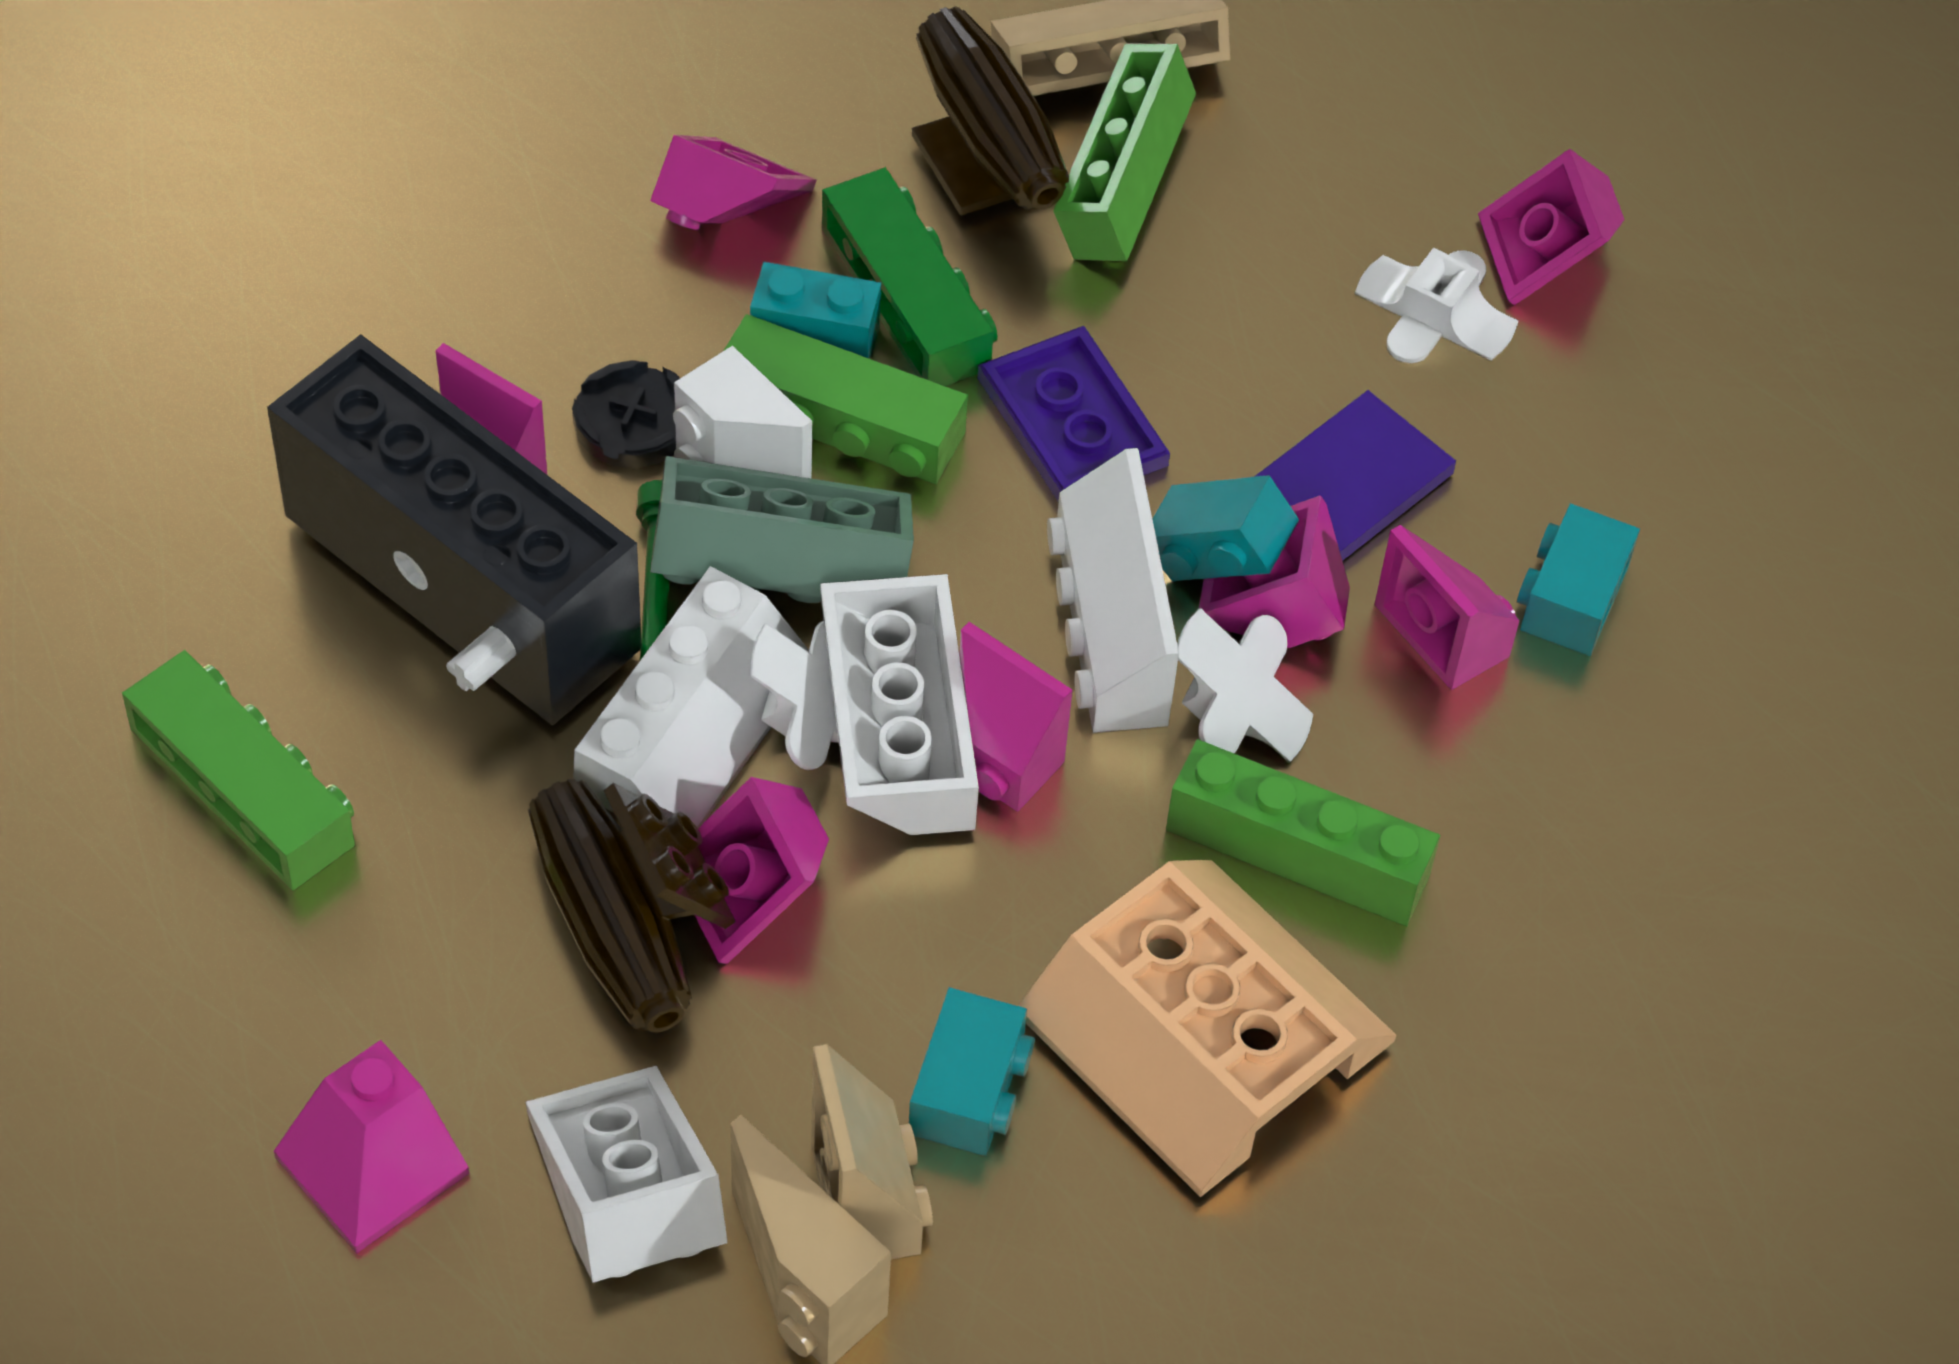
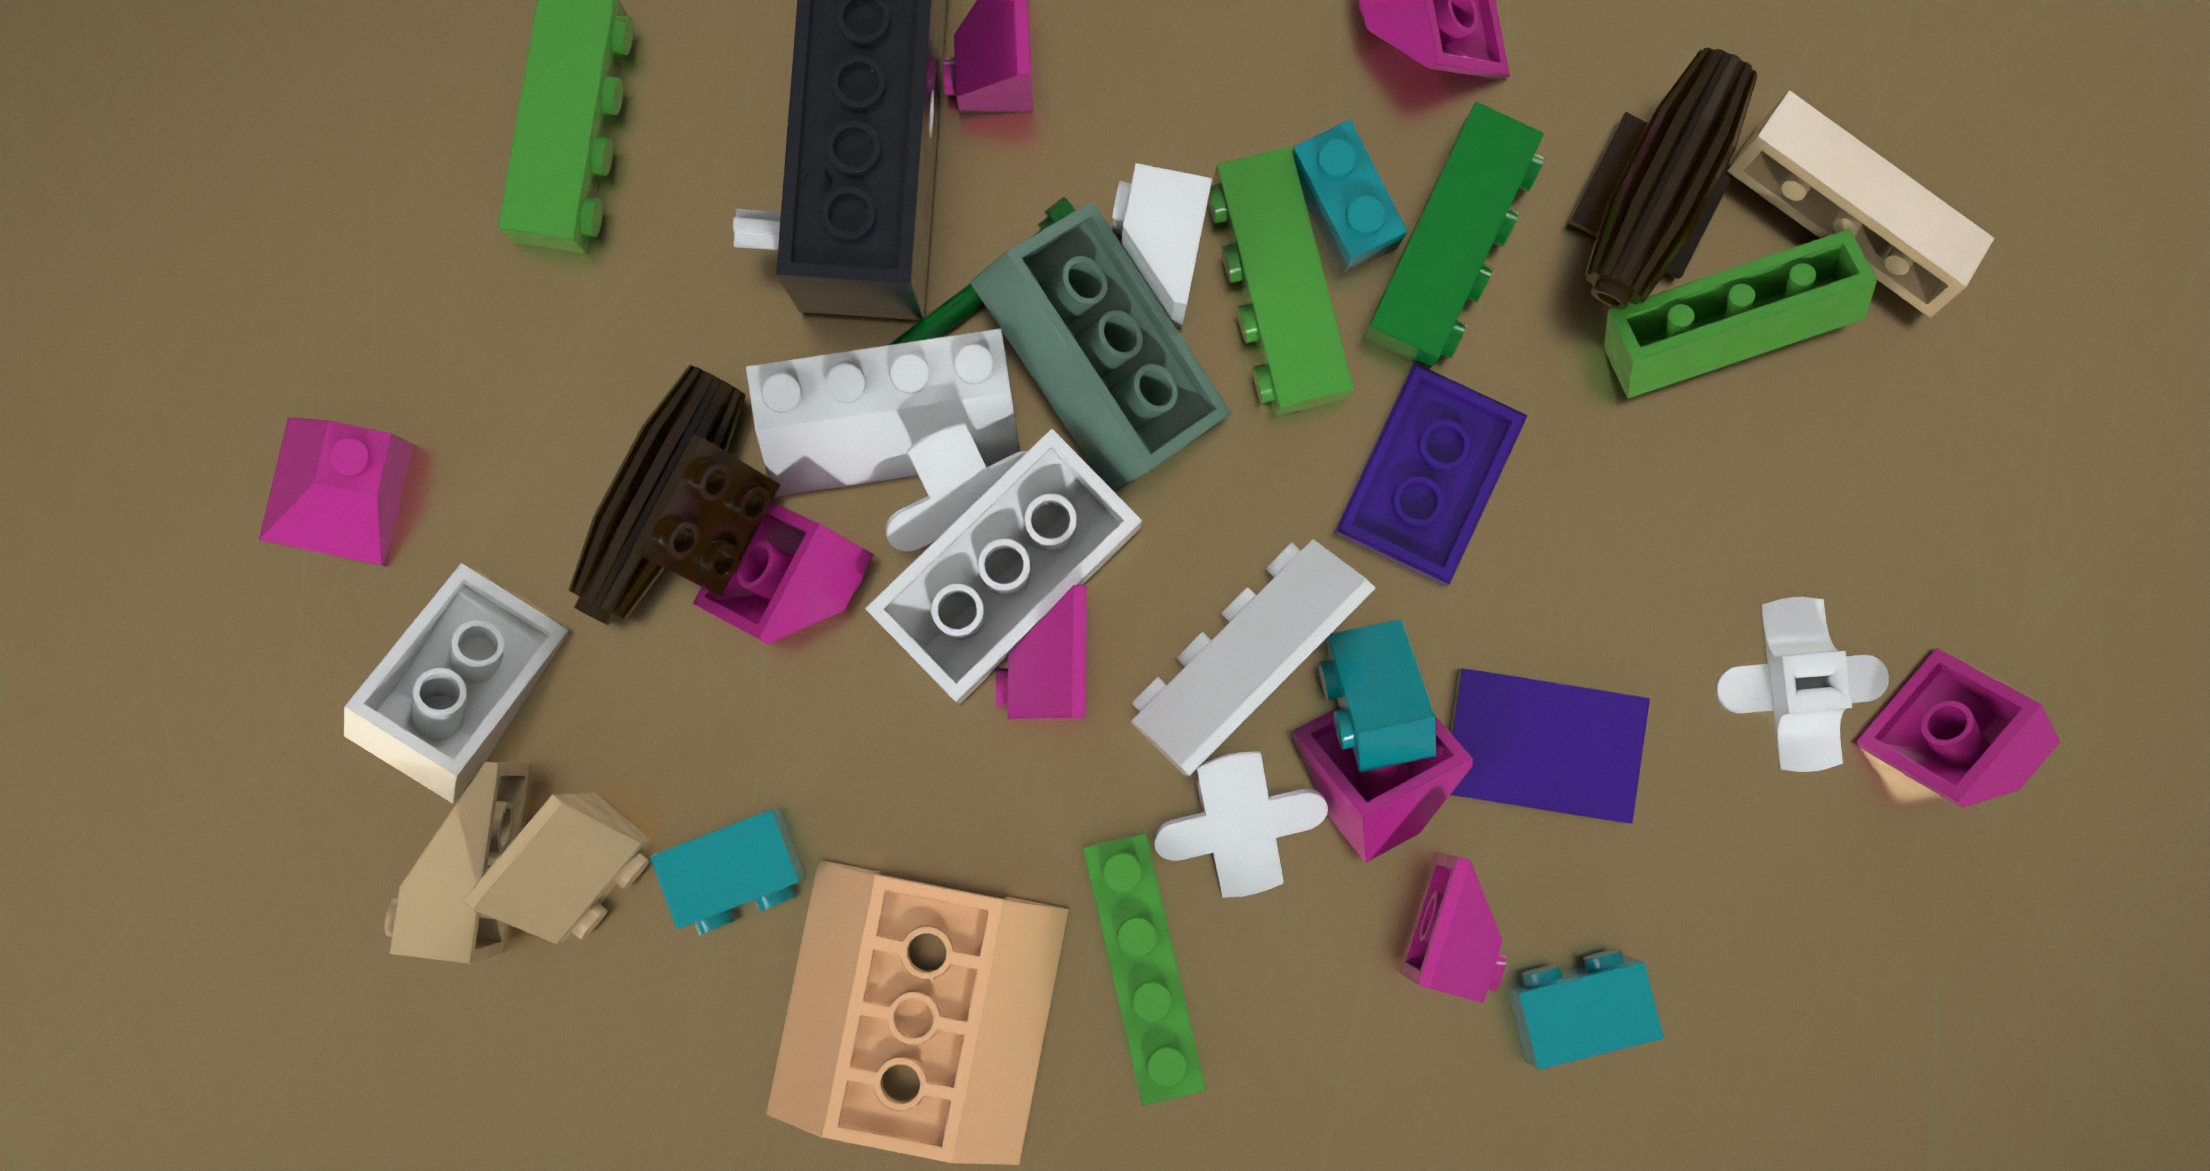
camera: 50 degrees right, 30 degrees up
(627, 414) = (1145, 120): black tile -> none

